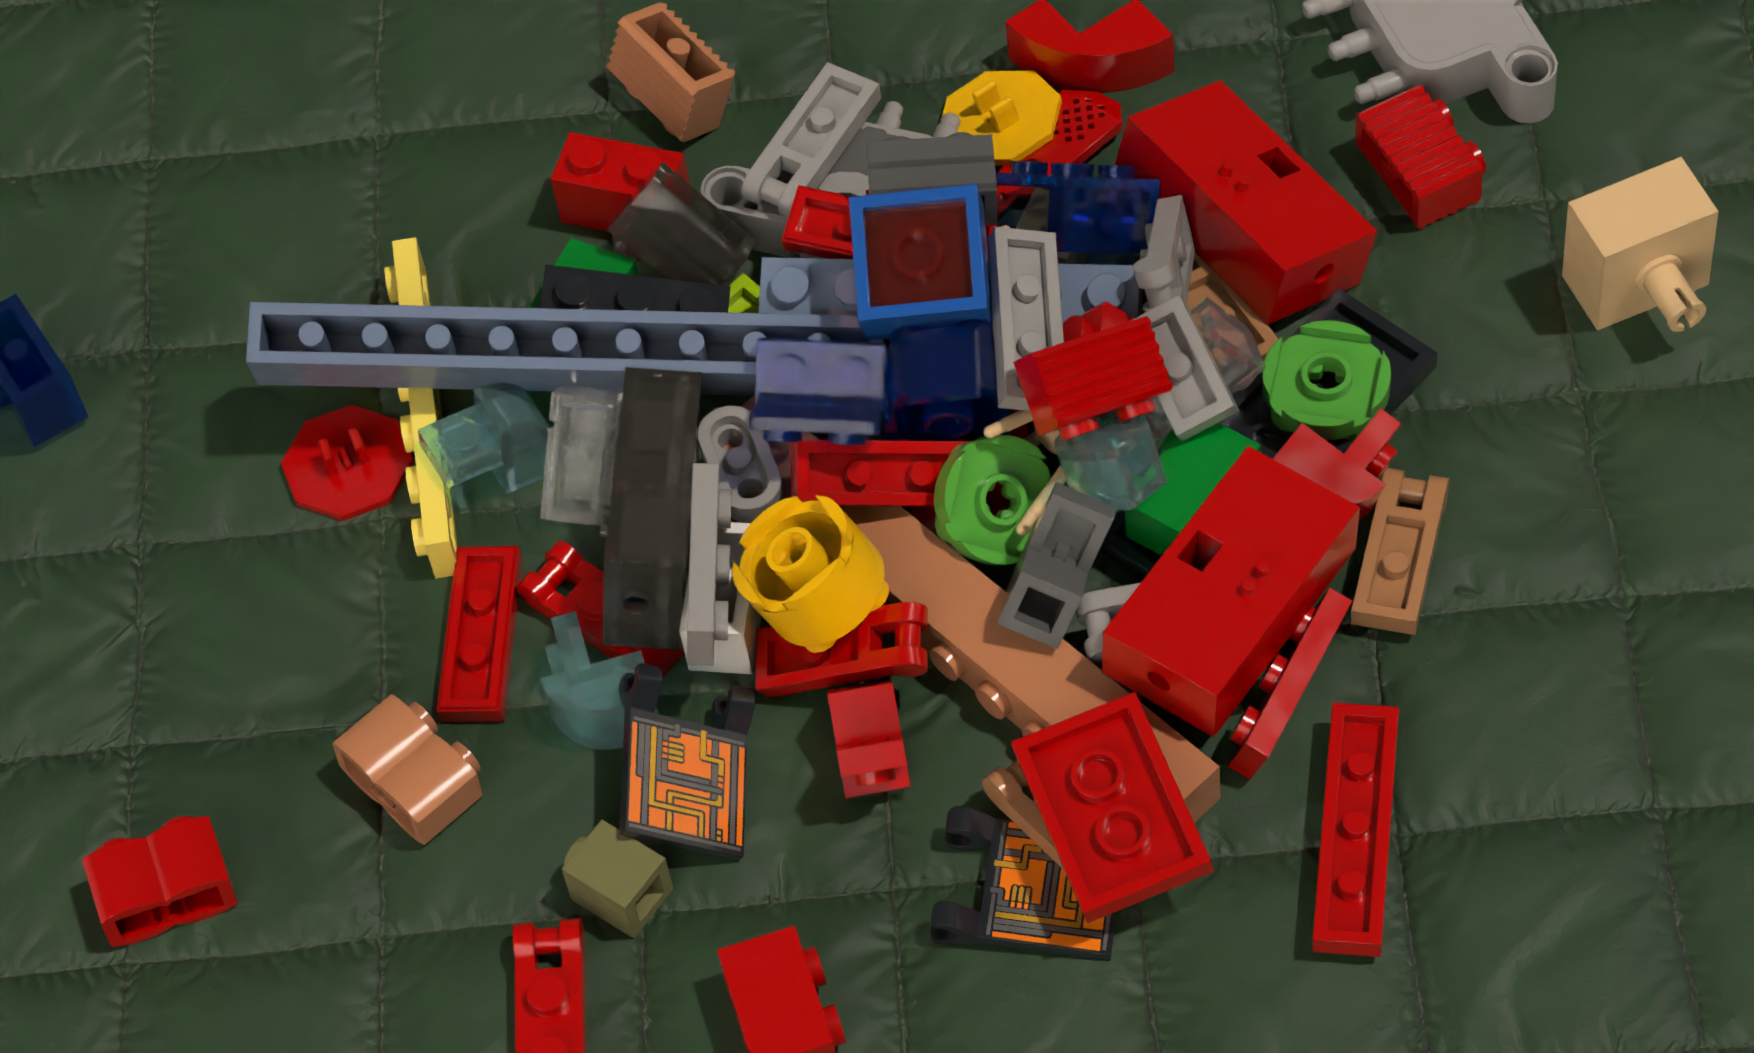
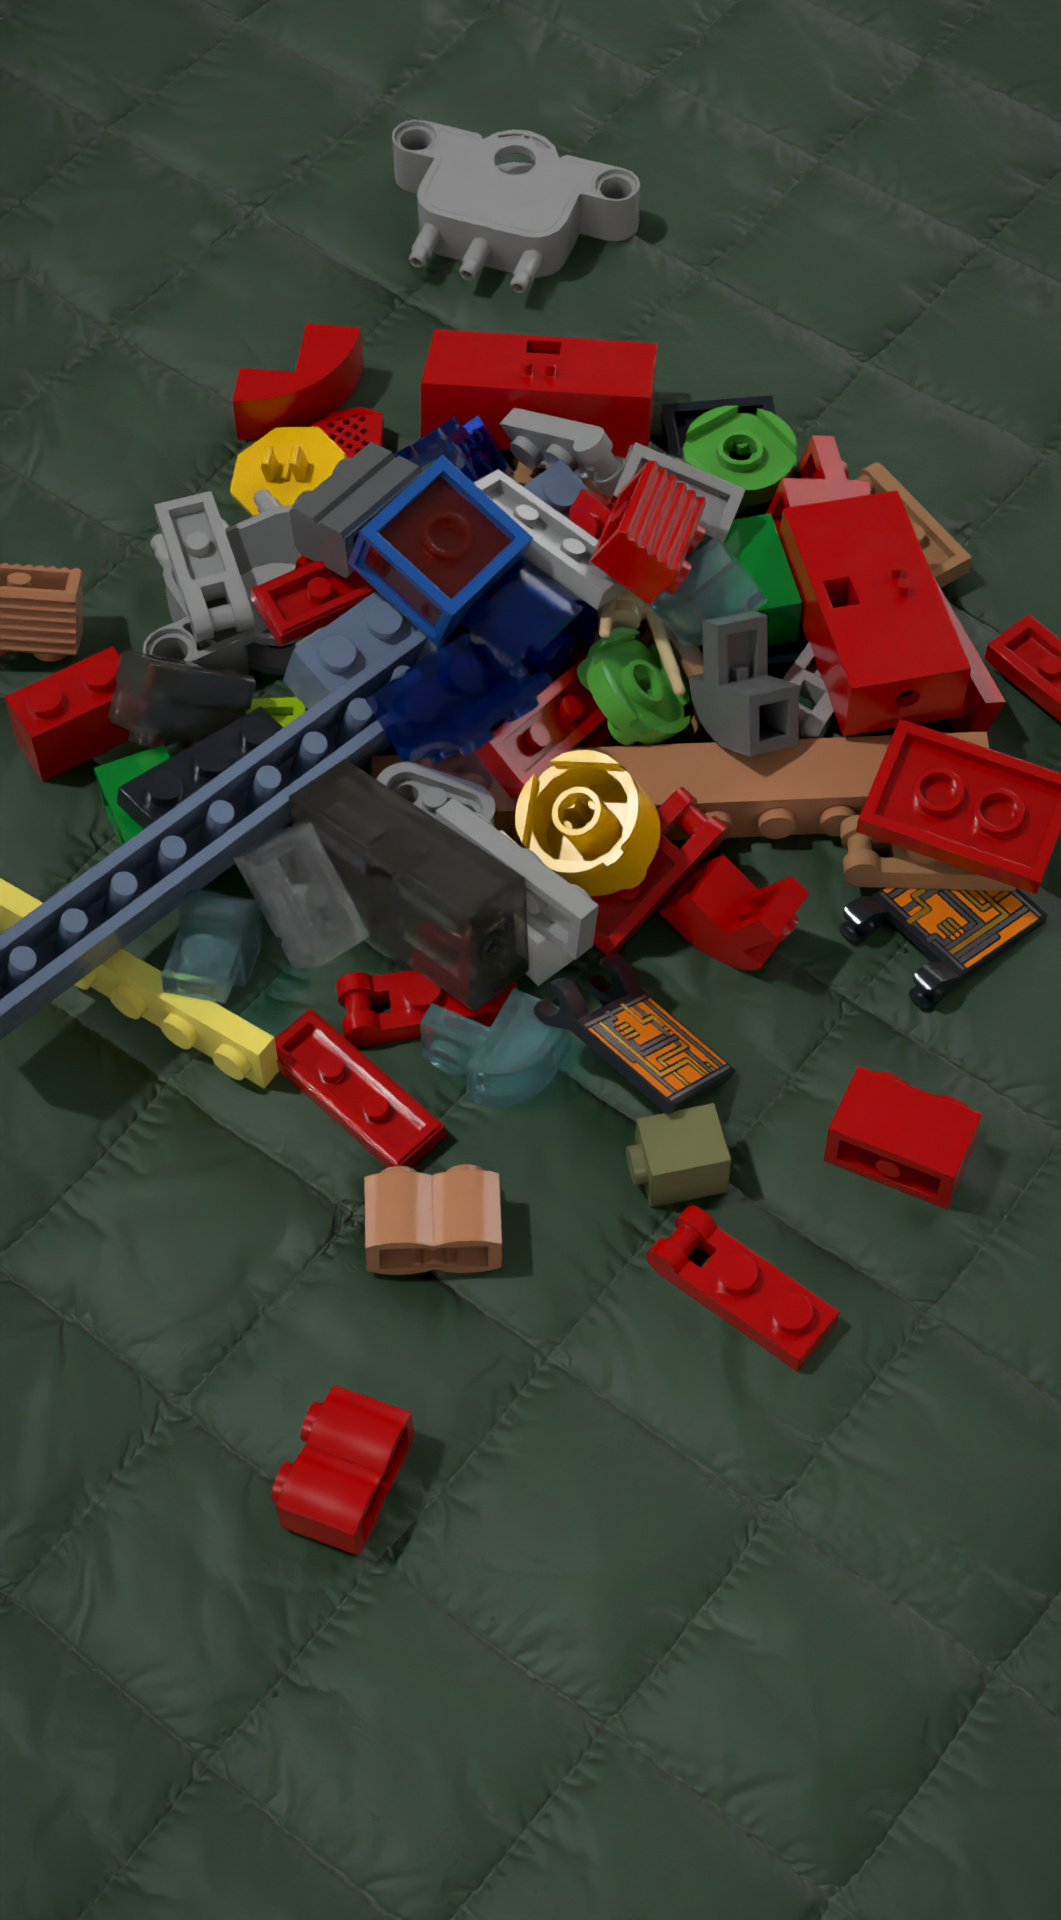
camera: 55 degrees left, 0 degrees up
(346, 462) = (90, 1068): red piece -> none
(1420, 155) = (604, 293): red brick -> none
(1642, 247) = (824, 238): tan brick -> none

